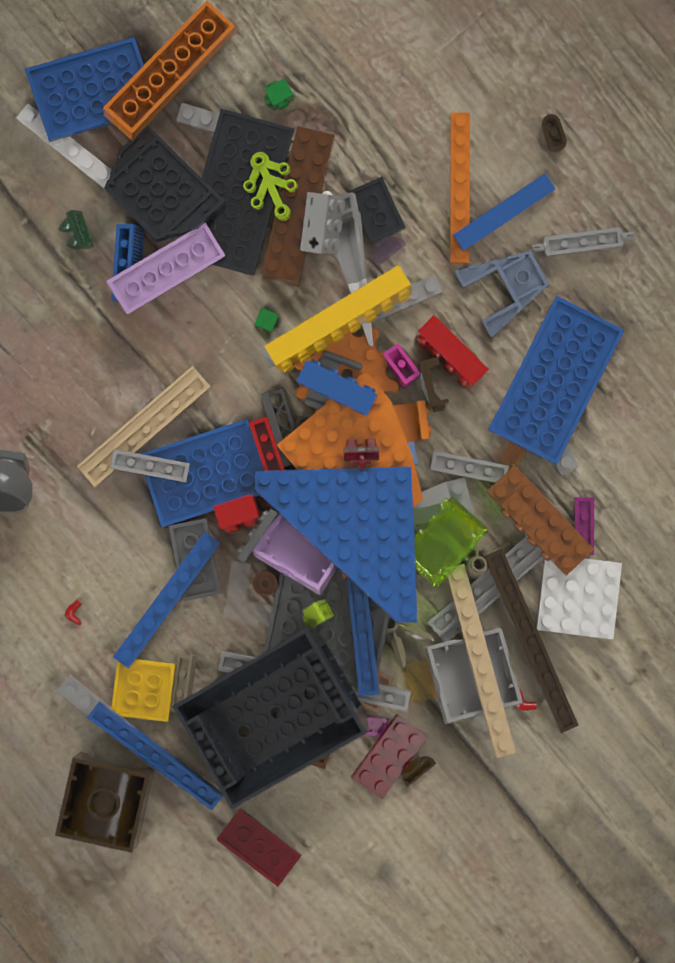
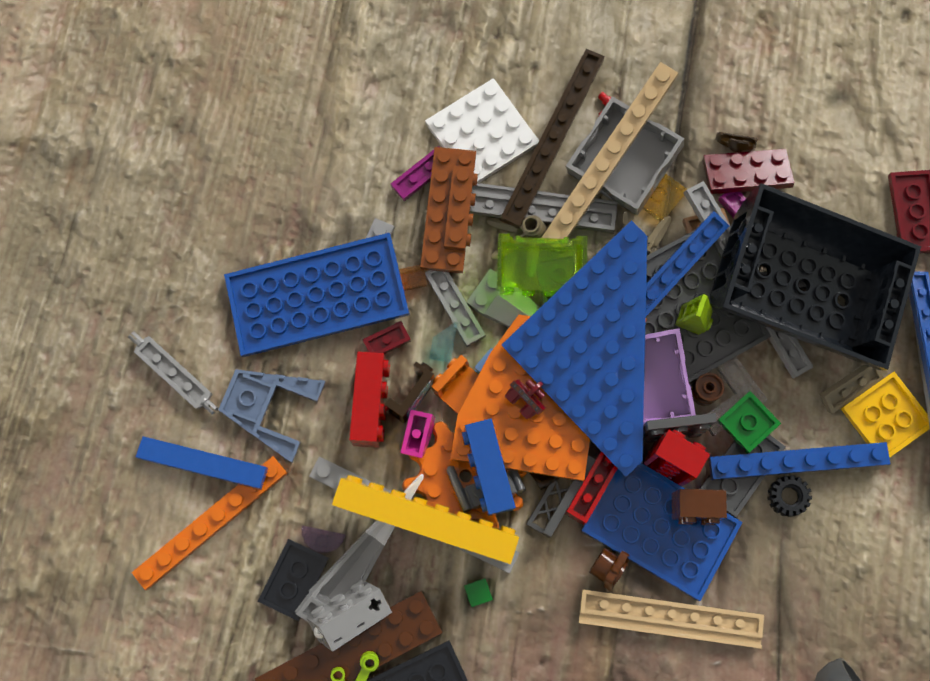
camera: 130 degrees left, 10 degrees down
(69, 613) = (883, 539): red animal -> none
(150, 465) = (702, 580): light grey plate -> none
(162, 574) = (802, 496): none -> black tyre
(195, 503) = (699, 505): none -> reddish brown brick
(208, 414) = (609, 567): none -> reddish brown piece
(220, 589) = (748, 422): none -> green plate
(447, 436) = (443, 344): none -> clear light blue tile
(483, 401) = (387, 339): none -> dark red plate
(555, 133) = (89, 479): dark brown plate -> none

